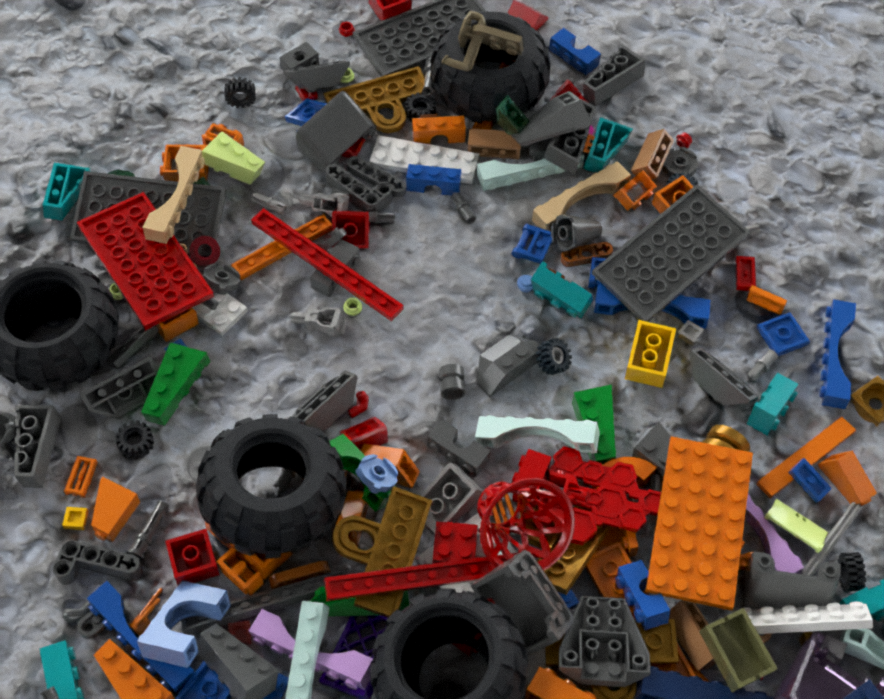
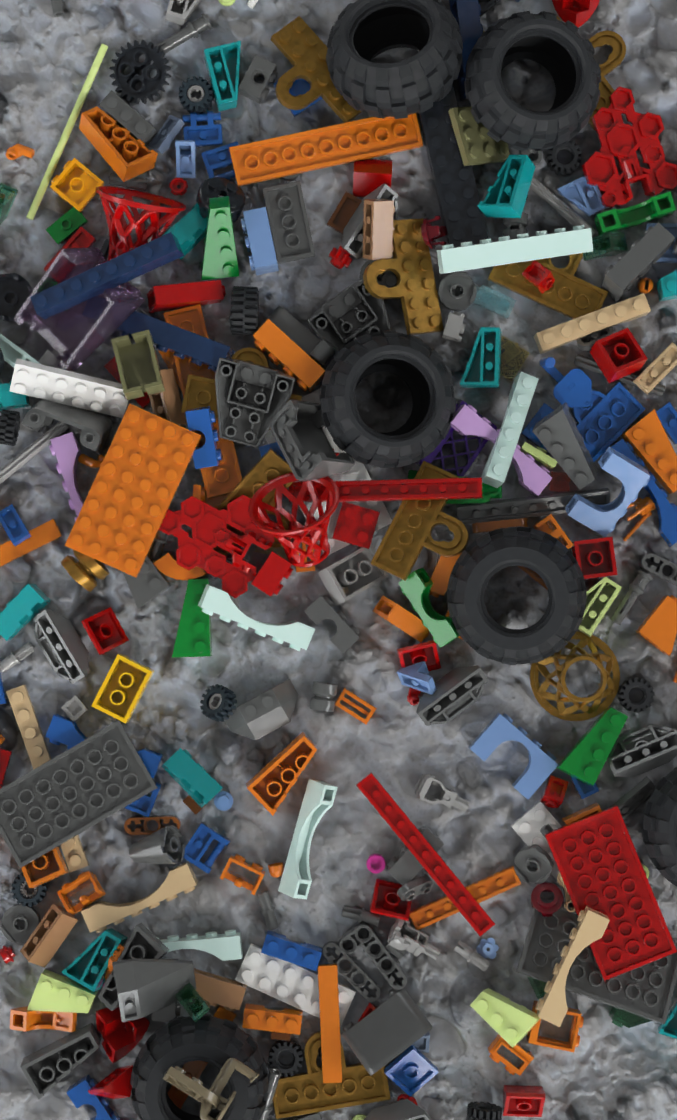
camera: 165 degrees left, 30 degrees up
(168, 431) = (541, 693): none -> pearl gold piece
(184, 513) = (597, 604): none -> yellowish green wedge
(207, 113) = (523, 1100): none -> red slope
(208, 341) = (554, 792): none -> red bracket
(252, 211) = (481, 948): none -> light blue plant
(266, 384) = (539, 764): none -> medium blue arch
(276, 659) = (539, 455): none -> yellowish green plate
(352, 302) = (410, 810): yellowish green plate -> none
(362, 414) = (417, 677): none -> medium blue slope
(368, 471) = (426, 596): medium blue plate -> none
(371, 259) = (375, 863): none -> dark pink tile
(387, 133) = (330, 1023): none -> orange tile
(416, 385) = (368, 714): none -> orange tile
(443, 232) = (296, 873): none -> light aqua arch
(463, 238) = (276, 869): none -> orange hinge
(477, 311) = (281, 773): none -> orange wedge
(492, 230) = (243, 873): none -> orange window
(563, 61) = (114, 1085): none -> red slope
(630, 114) = (61, 994): none -> yellowish green wedge
(638, 102) = (27, 1020): none -> orange arch
(685, 400) = (105, 631): none -> red slope
(720, 302) = (38, 755): none -> tan plate
(797, 525) = (36, 475): yellowish green door -> none

